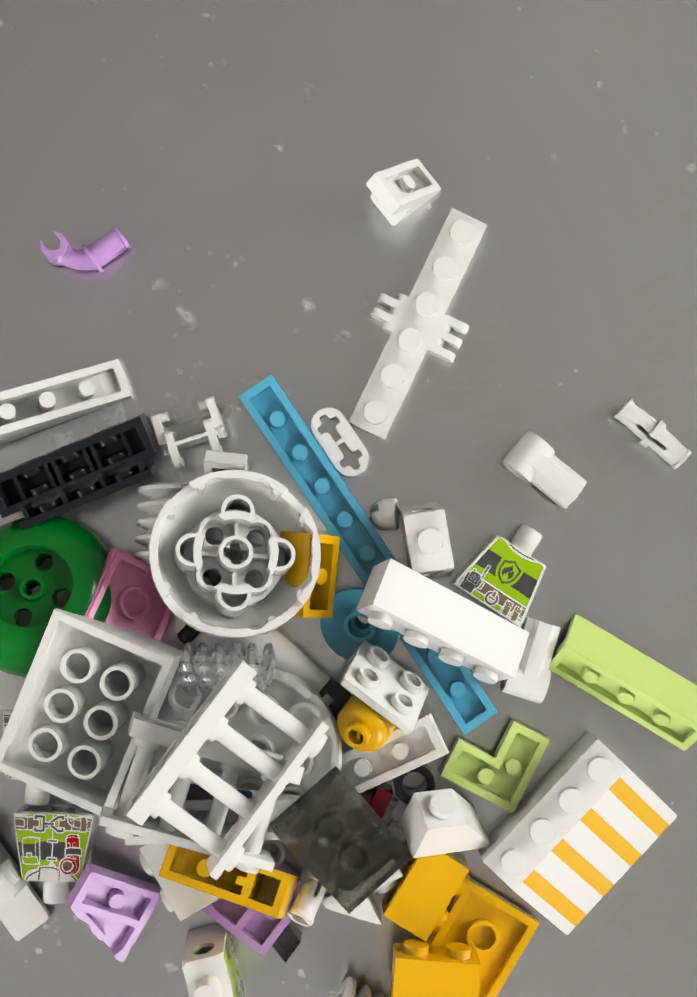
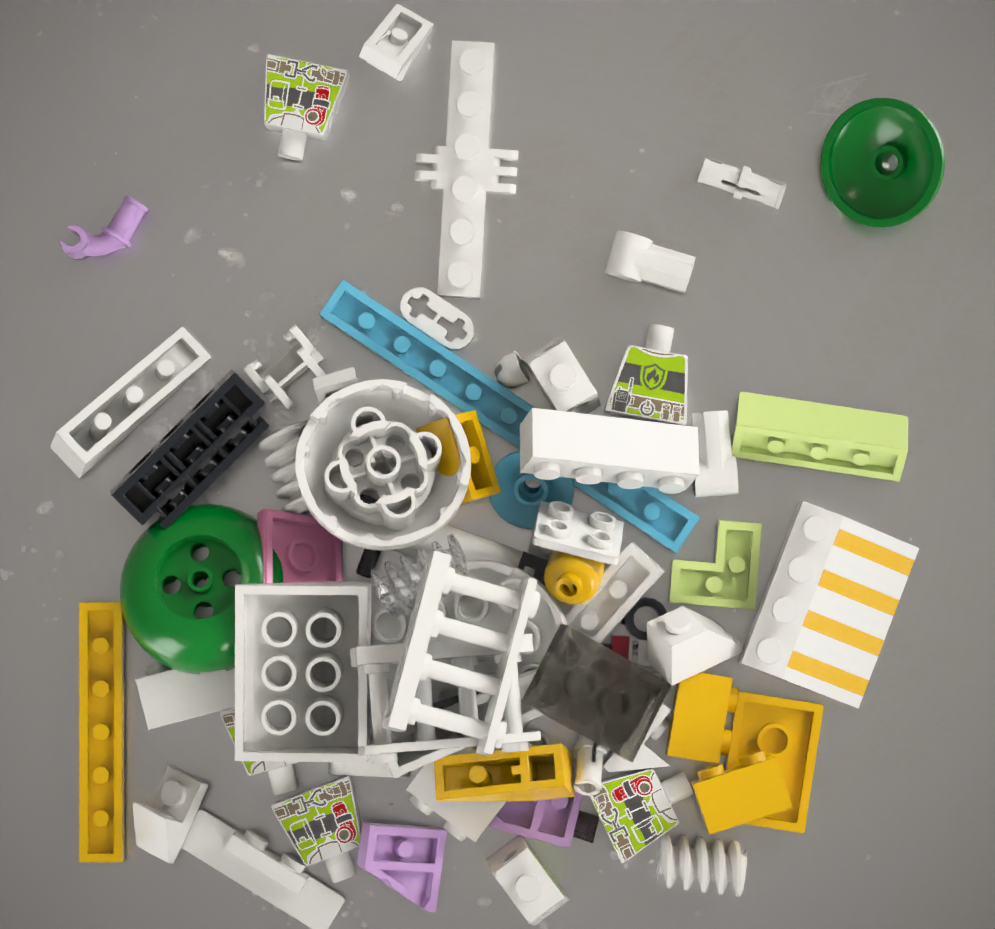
camera: 20 degrees left, 0 degrees up
(300, 206) = (301, 101): none -> torso
(338, 951) = (639, 808): none -> torso

